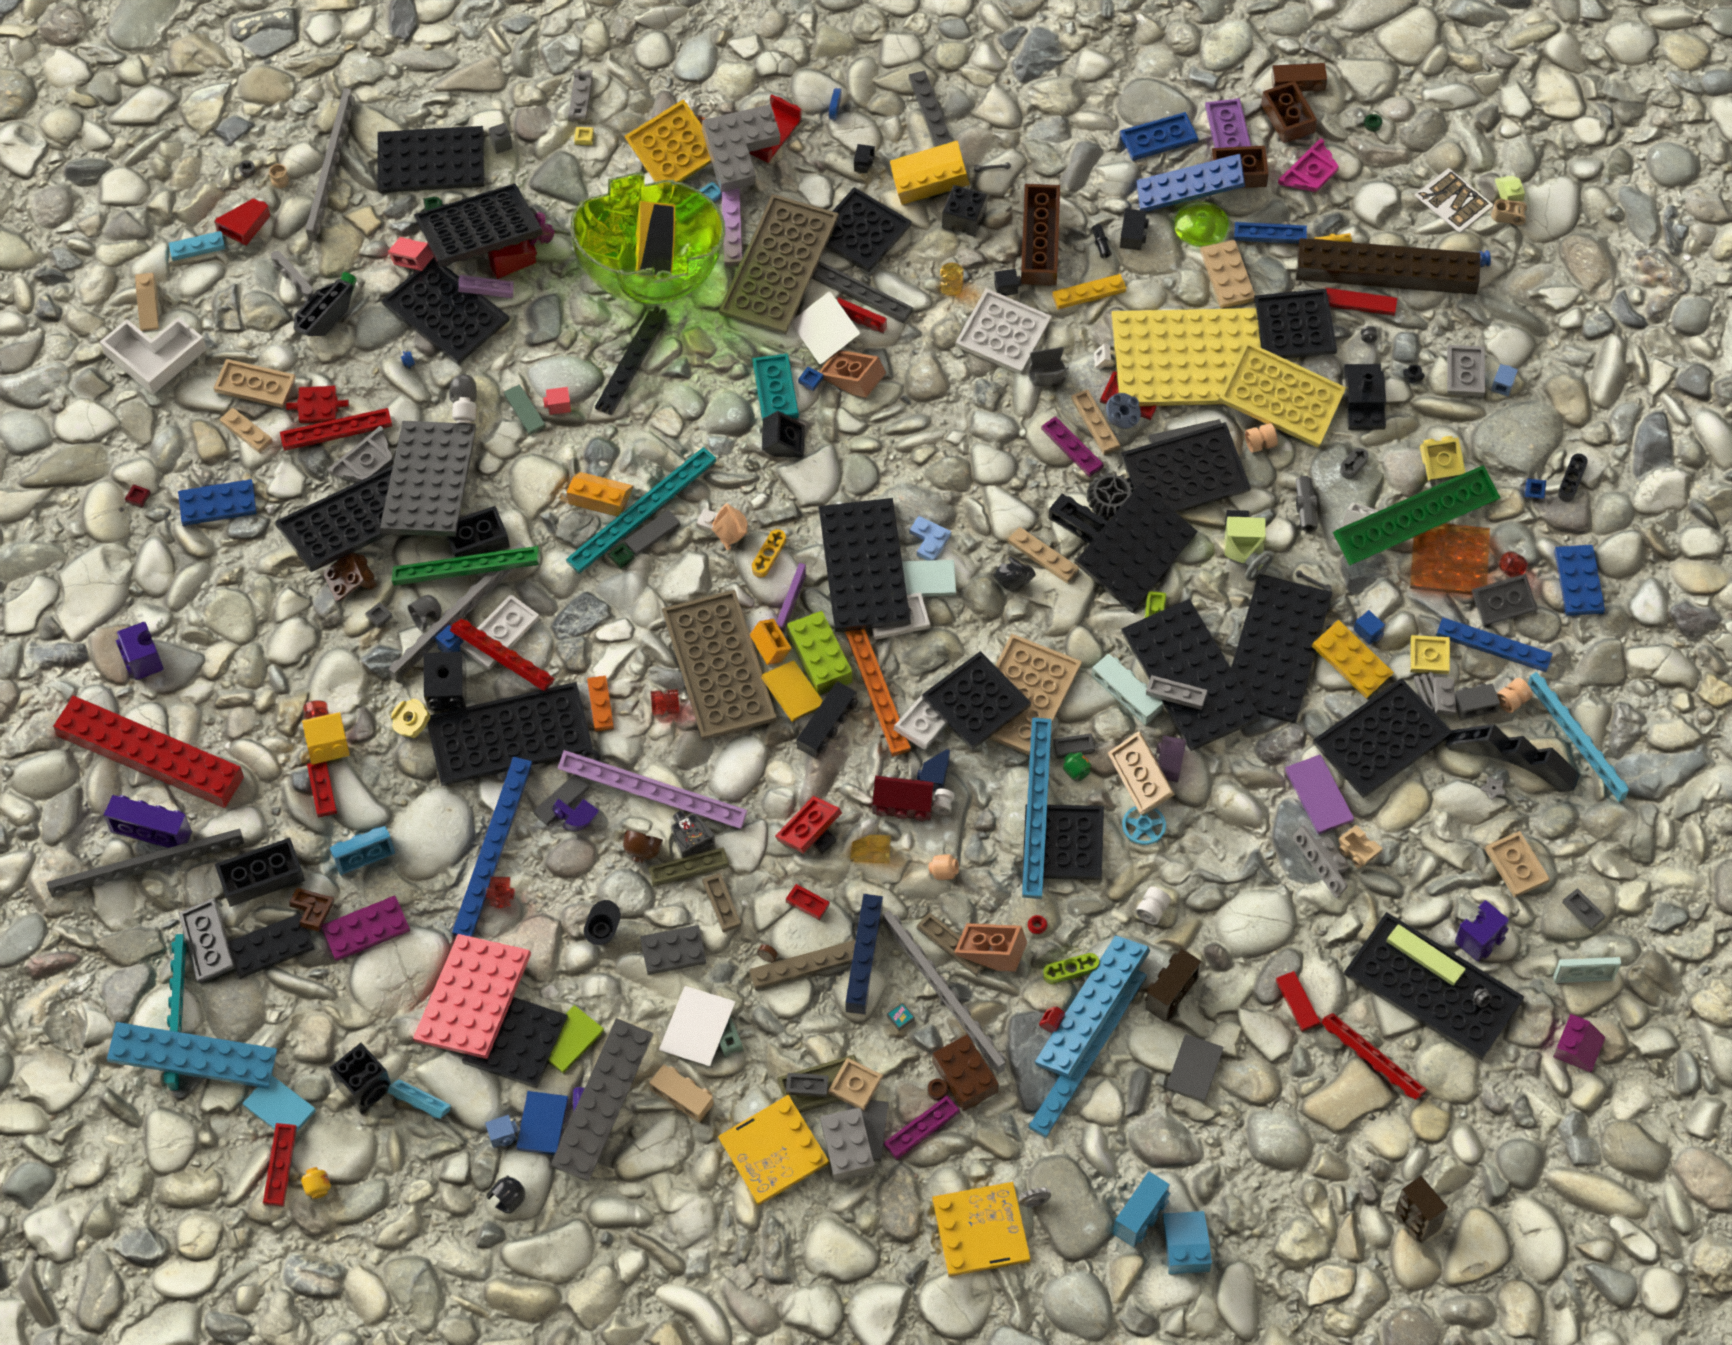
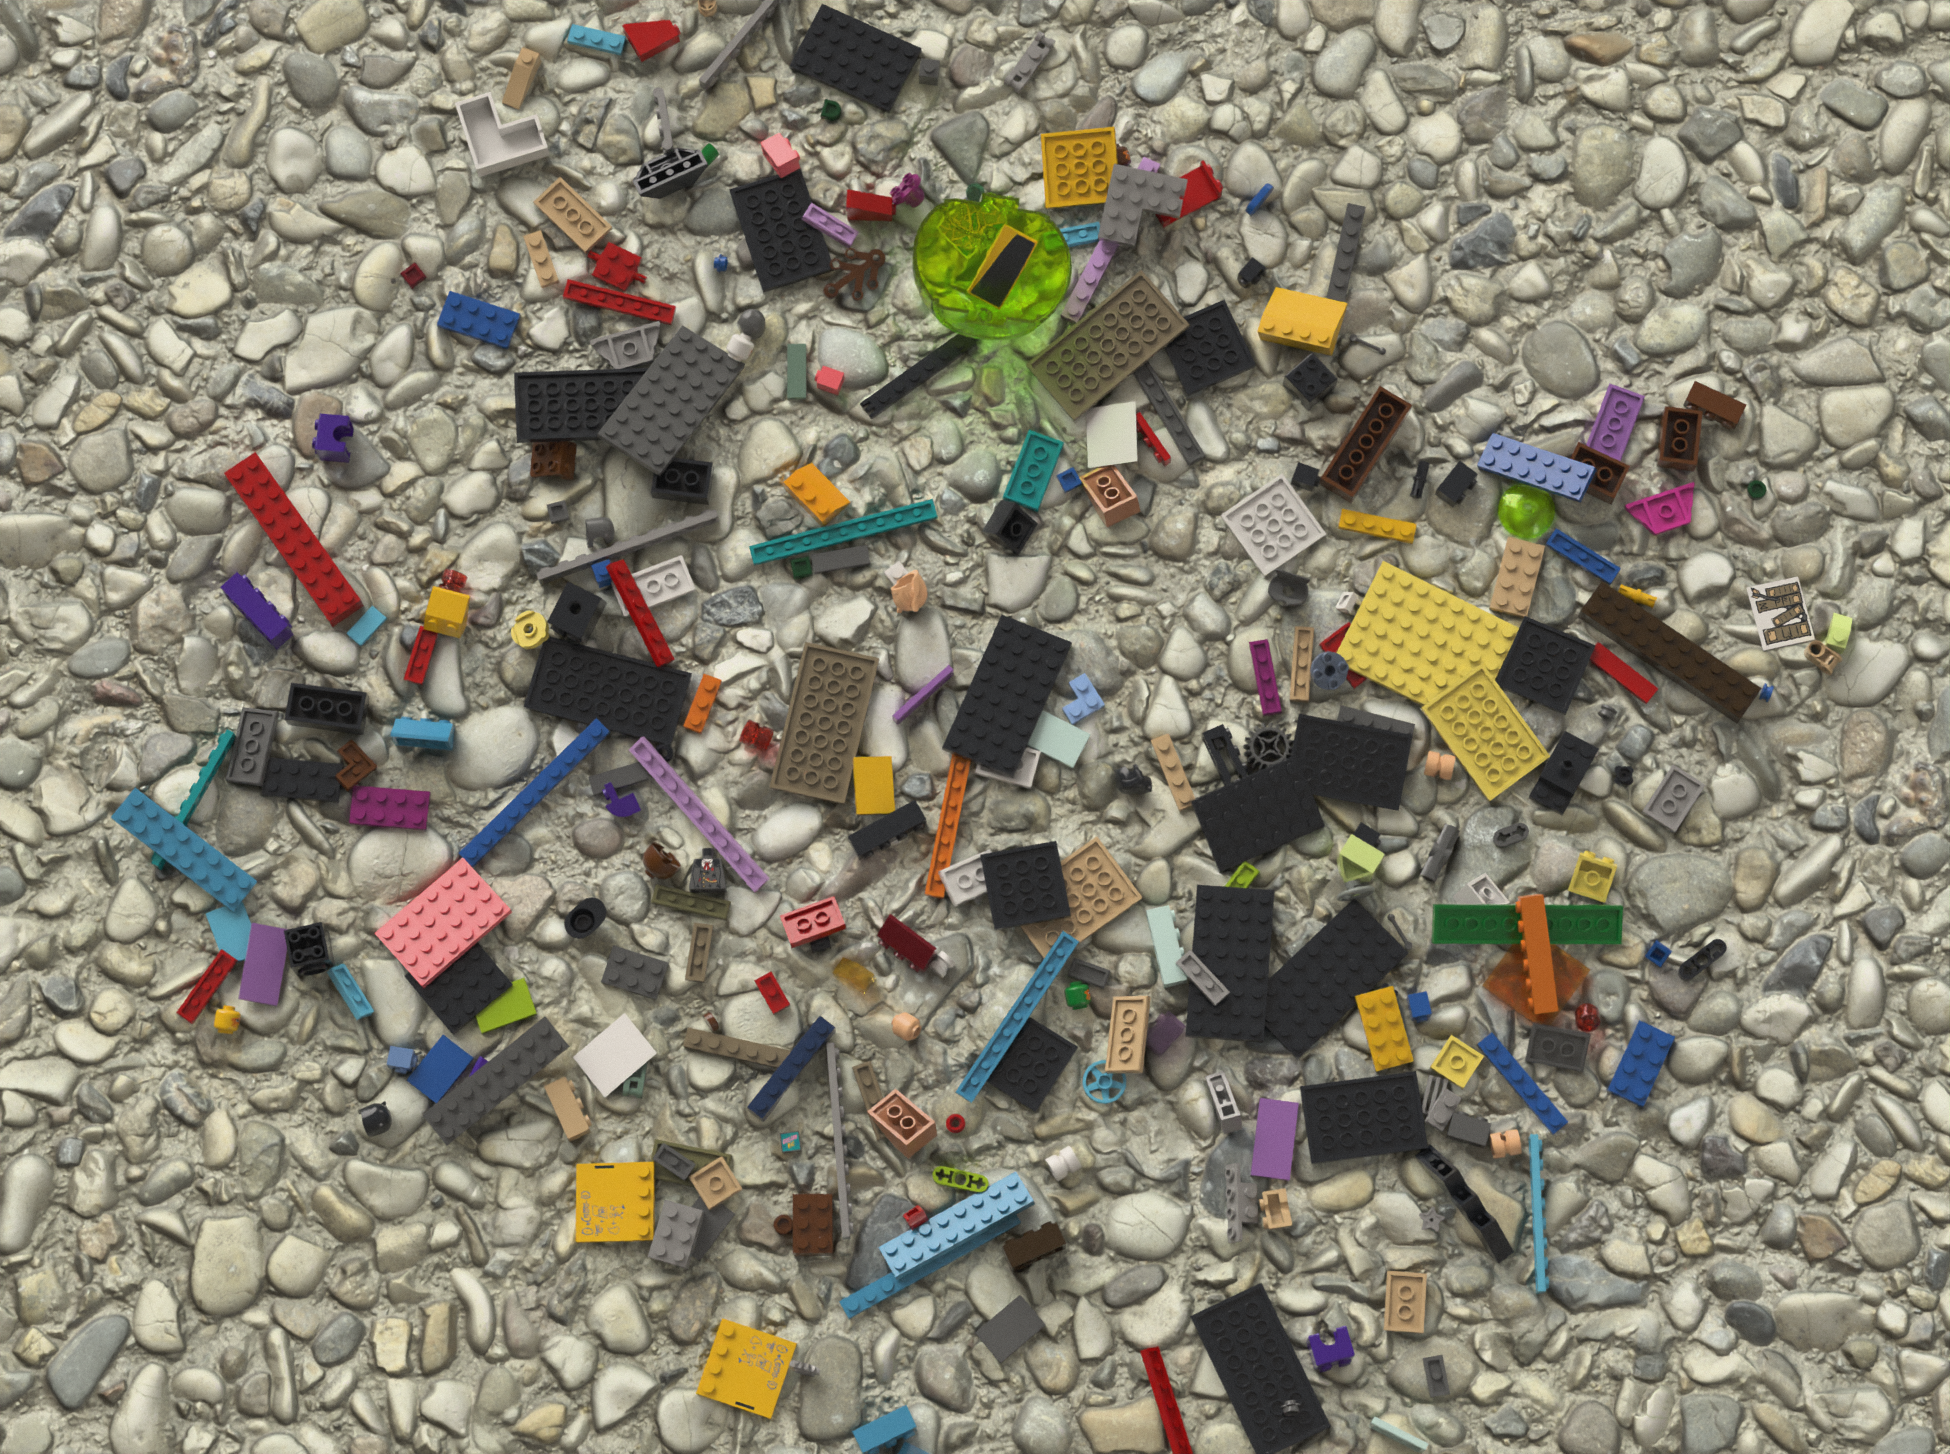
camera: 30 degrees right, 15 degrees up
(146, 862) = (246, 647): dark grey plate -> none
(256, 790) = (366, 626): none -> medium azure tile
(324, 1117) = (263, 965): none -> medium lavender tile
(466, 565) = (656, 507): green plate -> none
(478, 225) = (853, 160): black plate -> none
(500, 892) = (517, 833): clear red brick -> none
(530, 311) = (857, 272): none -> reddish brown plant
(584, 136) = (1009, 108): light yellow tile -> none
(768, 545) = (945, 634): yellow beam -> none
(770, 641) = (879, 728): light orange brick -> none
(819, 652) = (917, 761): lime brick -> none
(921, 1127) = (750, 1251): magenta tile -> none
(935, 770) = (951, 932): dark blue slope -> none
(951, 279) = (1256, 447): clear yellow wheel -> none
(1158, 136) = (1543, 395): blue tile -> none
(1259, 786) = (1224, 1102): none -> light grey slope
(1297, 1001) = (1135, 1318): red tile -> none
(1425, 954) = (1268, 1341): yellowish green tile -> none
(1442, 530) = (1537, 954): none -> orange brick
(1504, 380) = (1702, 828): medium blue brick -> none

